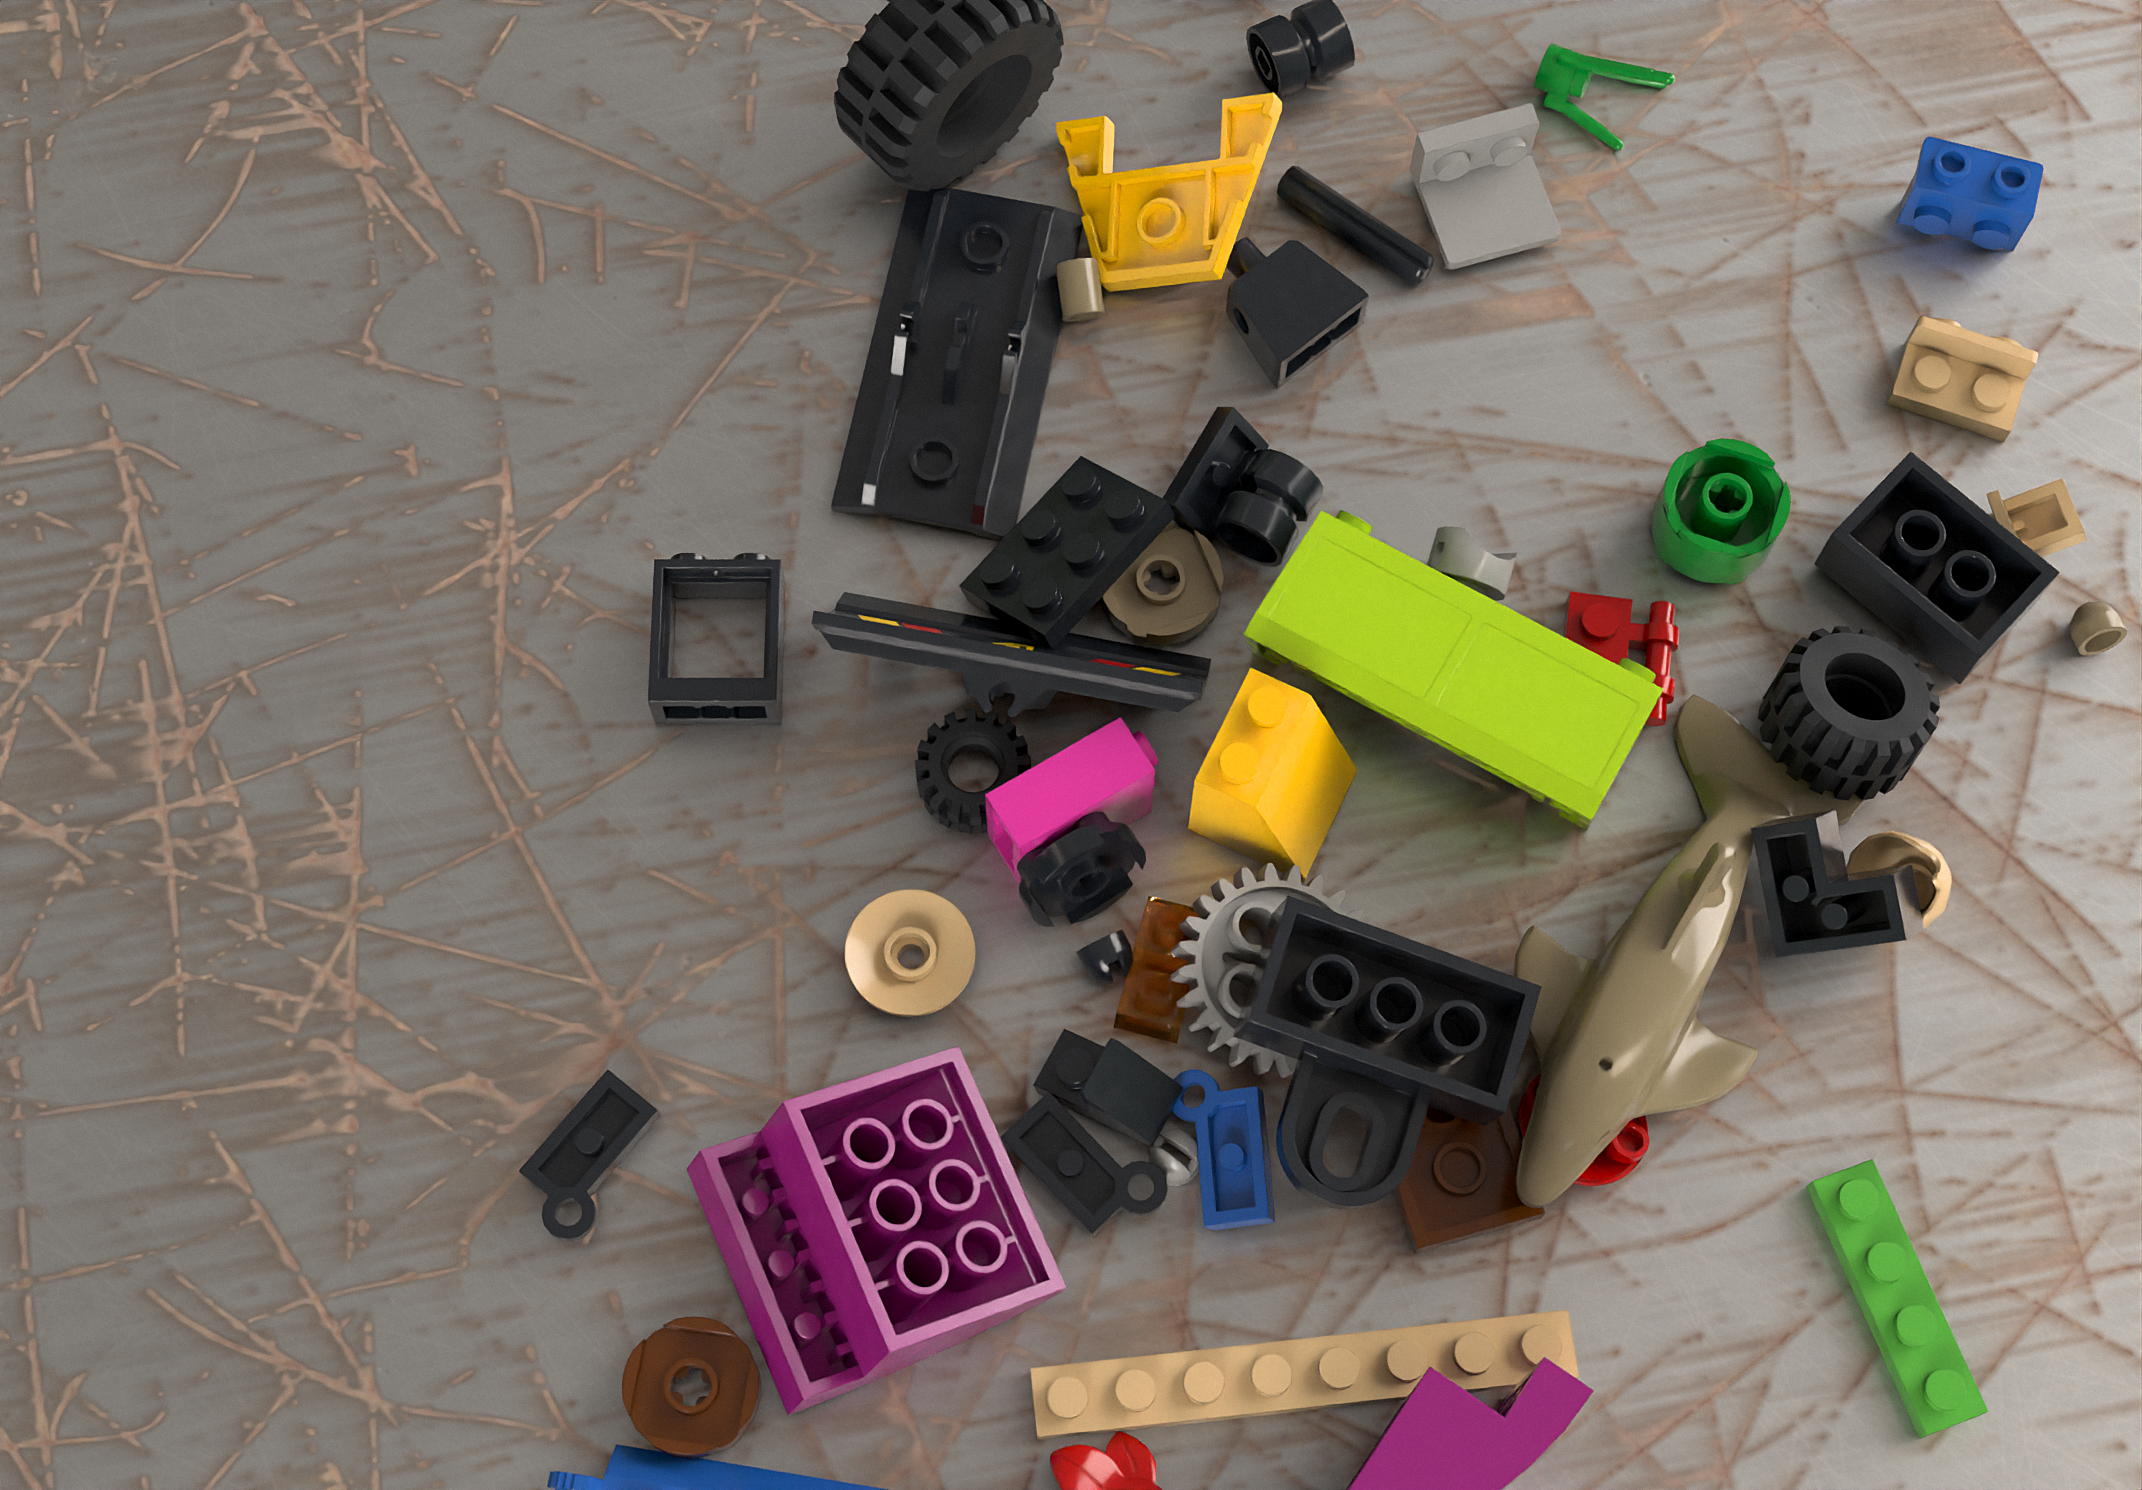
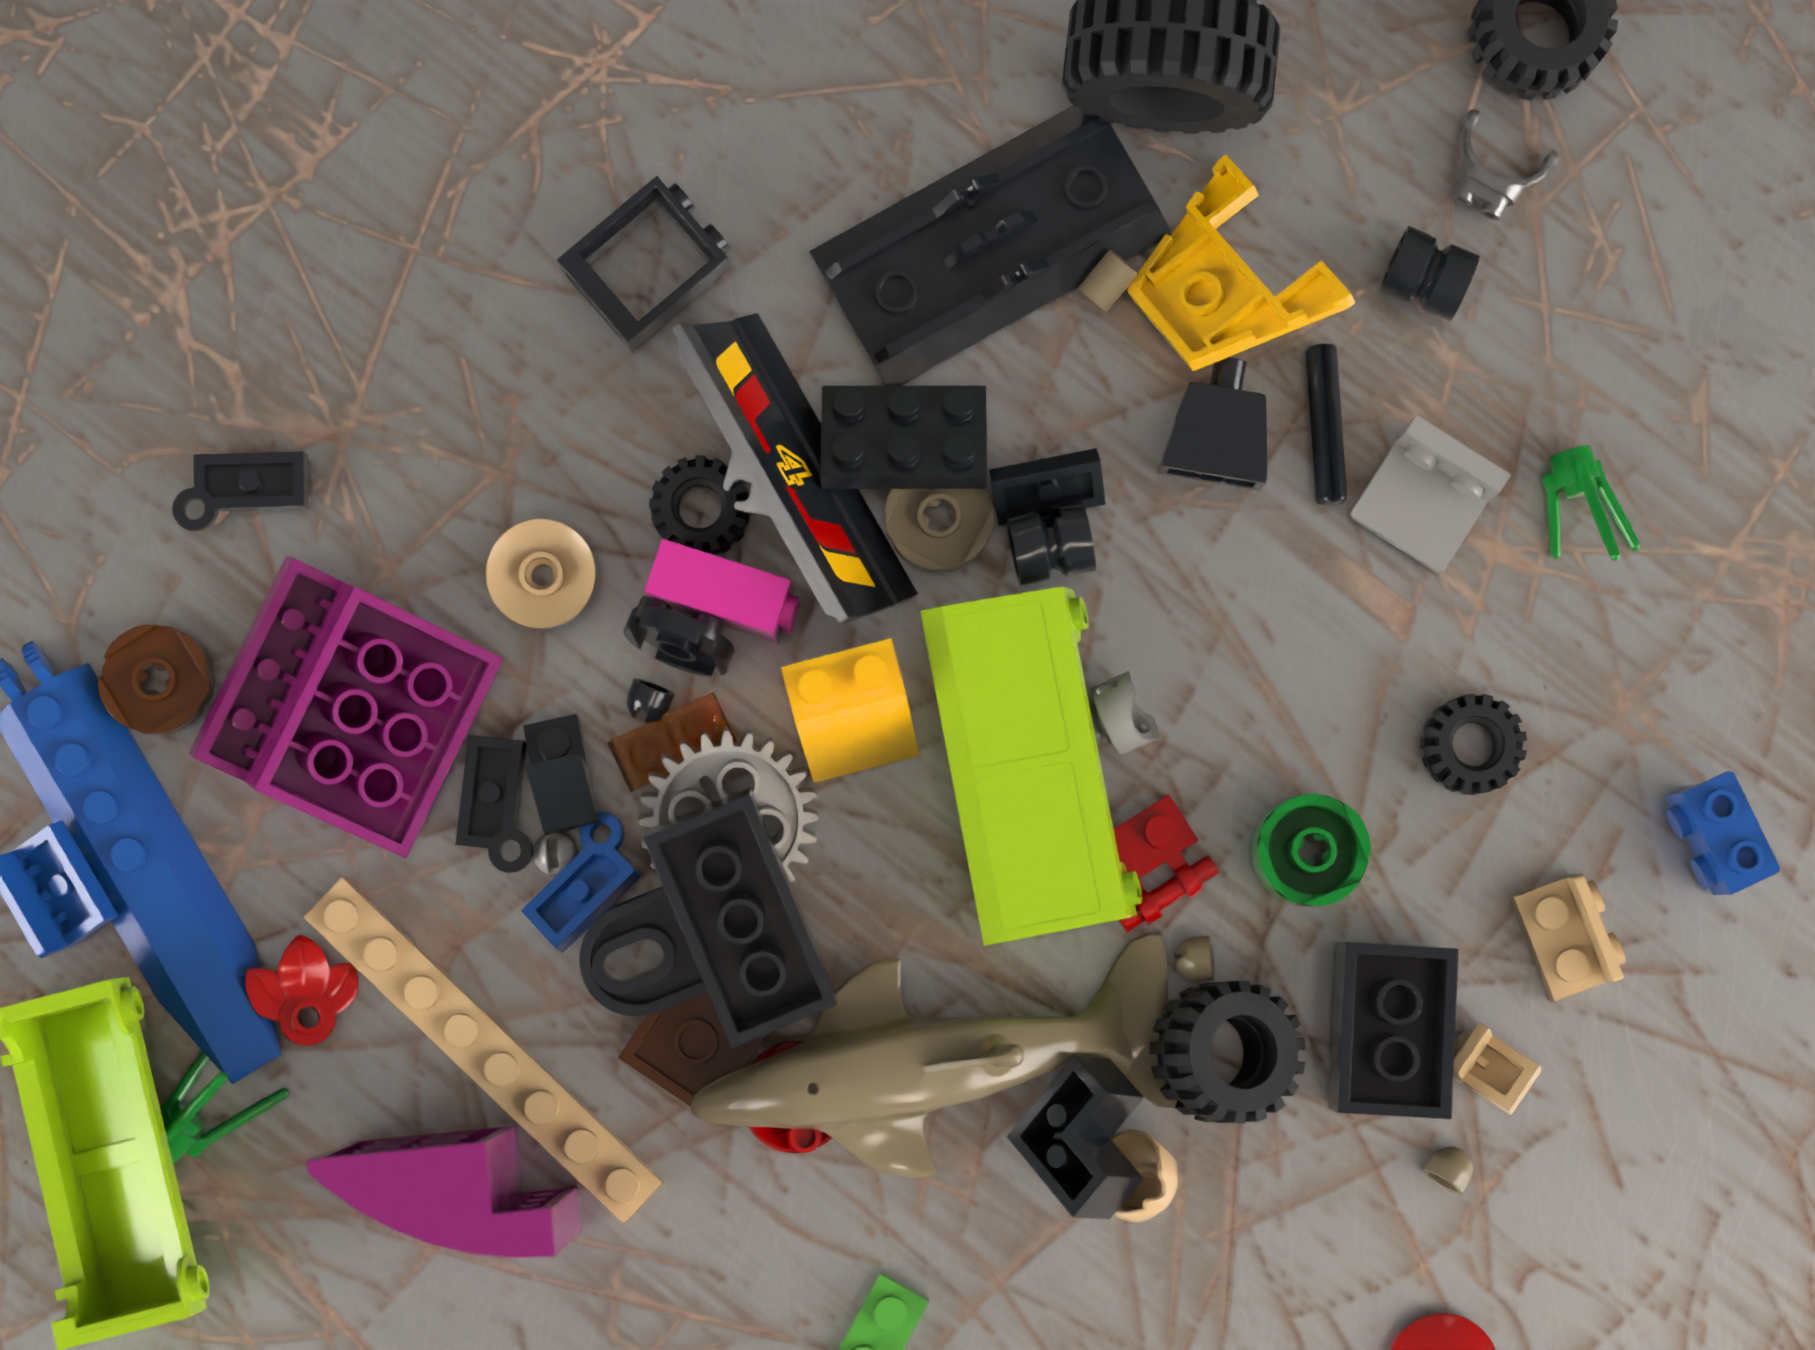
camera: 50 degrees right, 15 degrees up
(1737, 683) = (1196, 959): none -> dark tan hinge
(1742, 294) = (1506, 737): none -> black tyre

